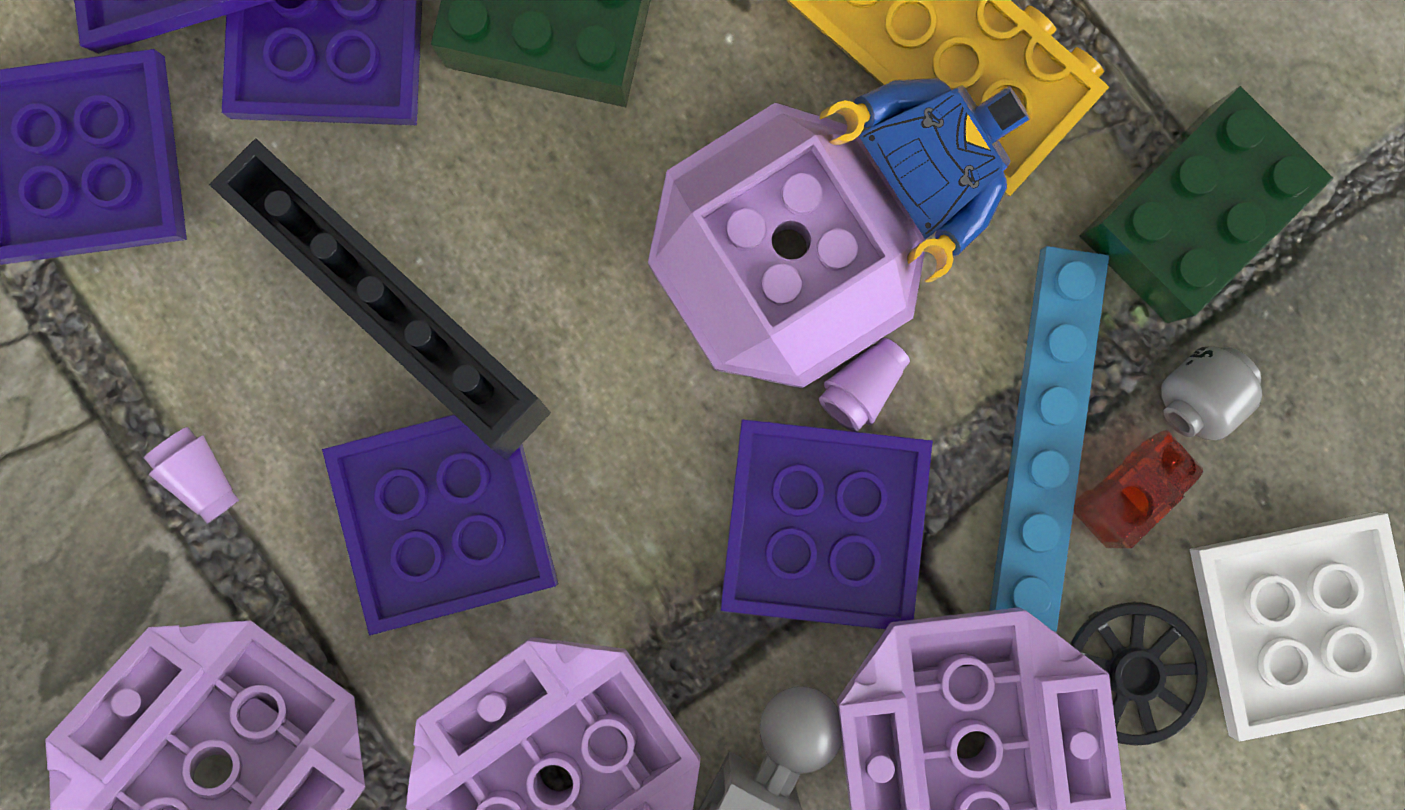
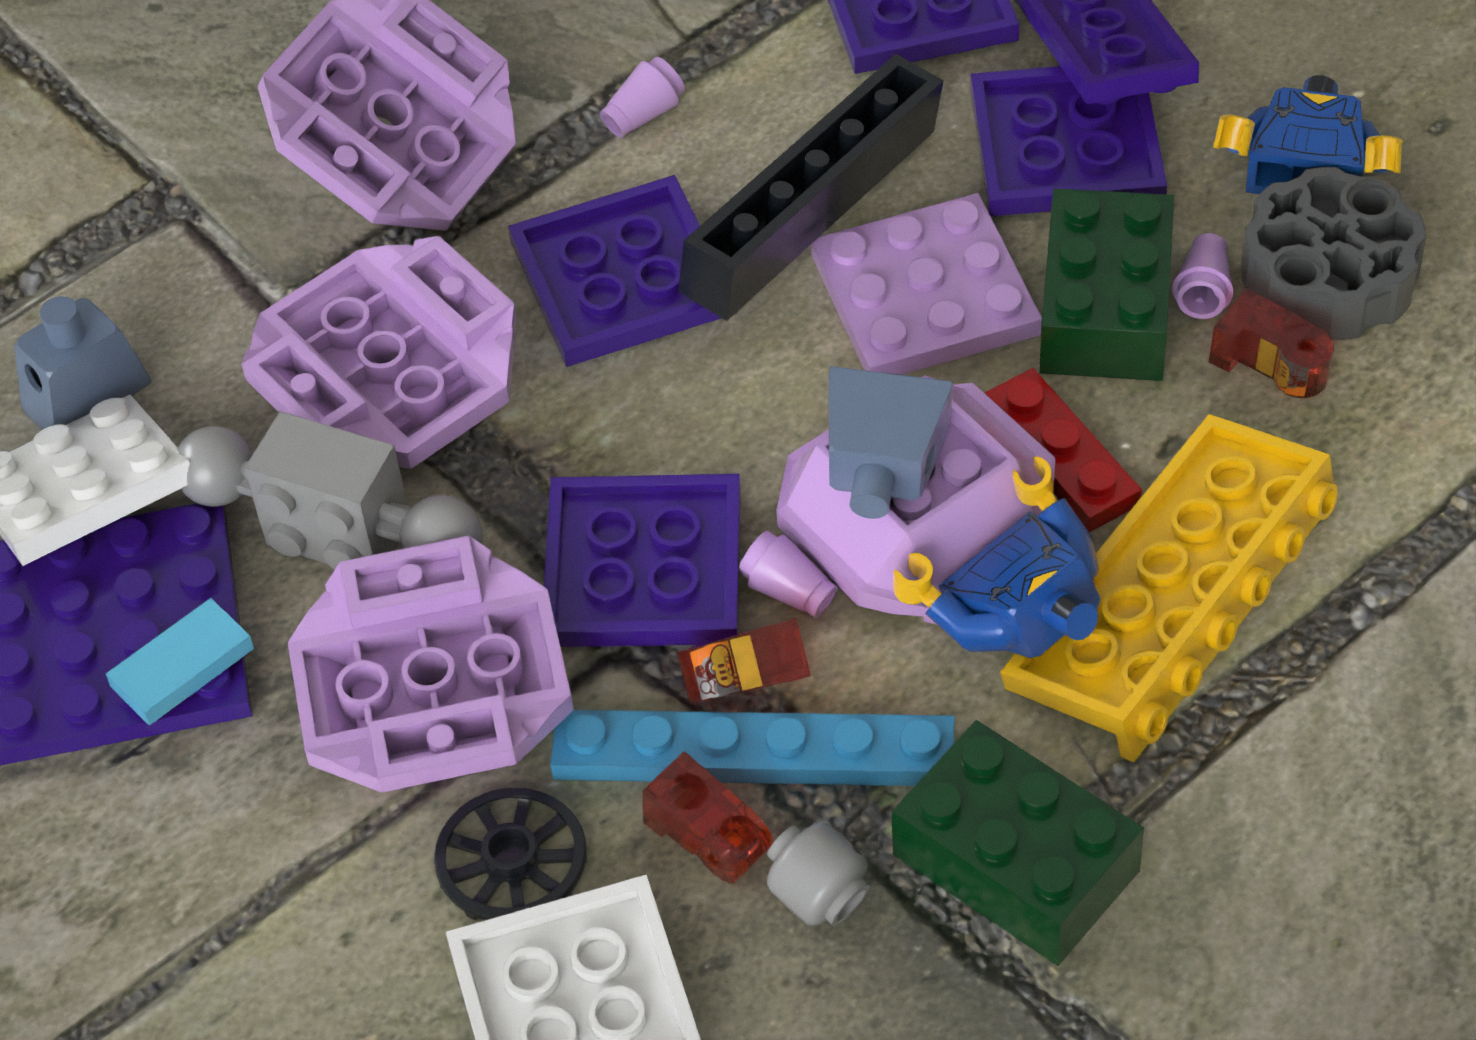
camera: 85 degrees right, 35 degrees down
(502, 203) = (926, 287): none -> lavender plate
(719, 102) = (1084, 469): none -> red plate
(800, 264) = (884, 435): none -> sand blue torso
(970, 437) = (744, 661): none -> clear red leg

